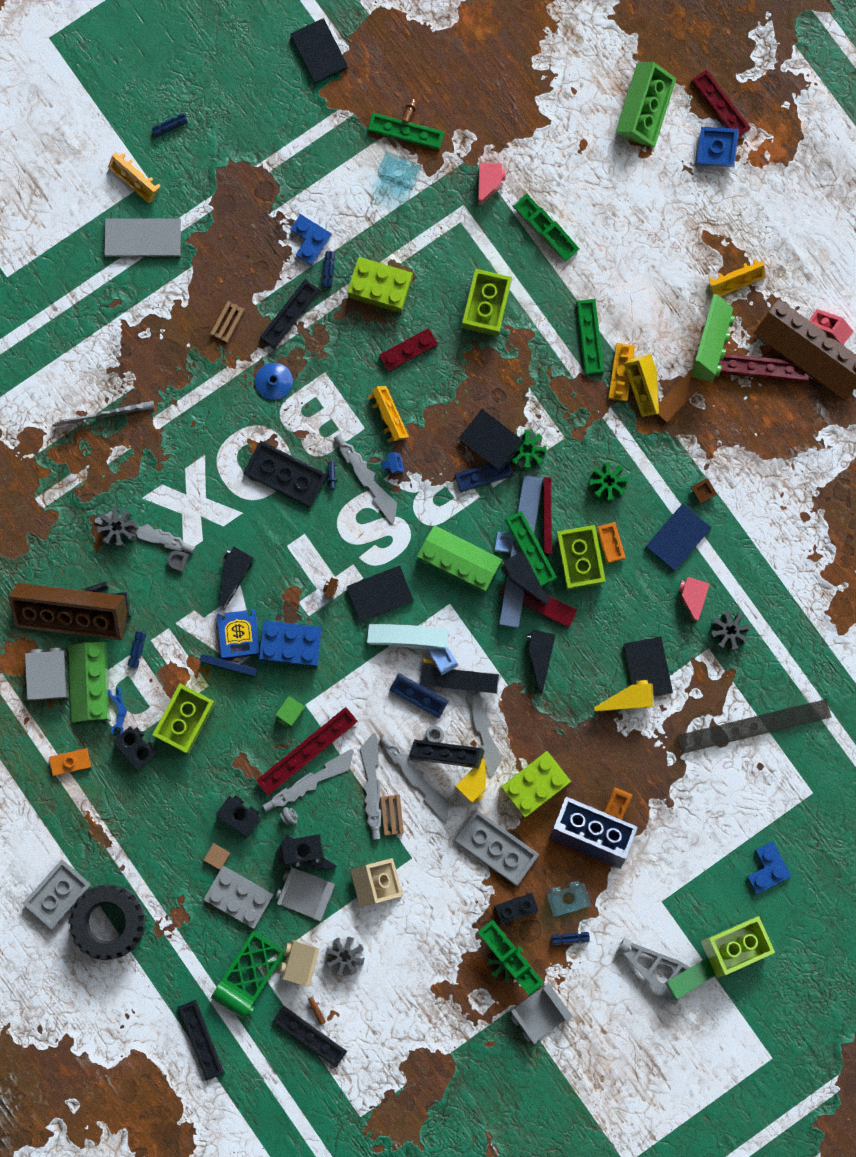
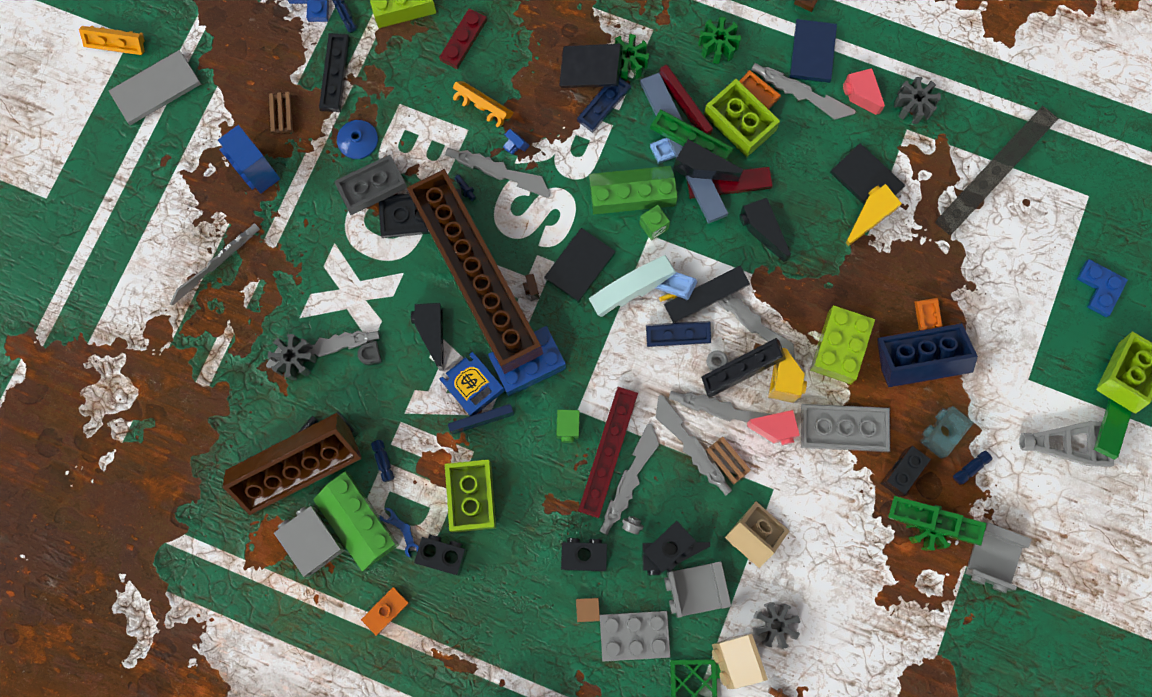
camera: 30 degrees left, 5 degrees down
(178, 352) = (247, 160): none -> blue brick
(260, 427) = (370, 184): none -> dark grey plate
(293, 550) = (475, 271): none -> reddish brown brick
(443, 814) = (776, 427): none -> coral slope
(457, 598) = (654, 222): none -> bright green brick
(660, 589) = (802, 91): none -> light grey sword

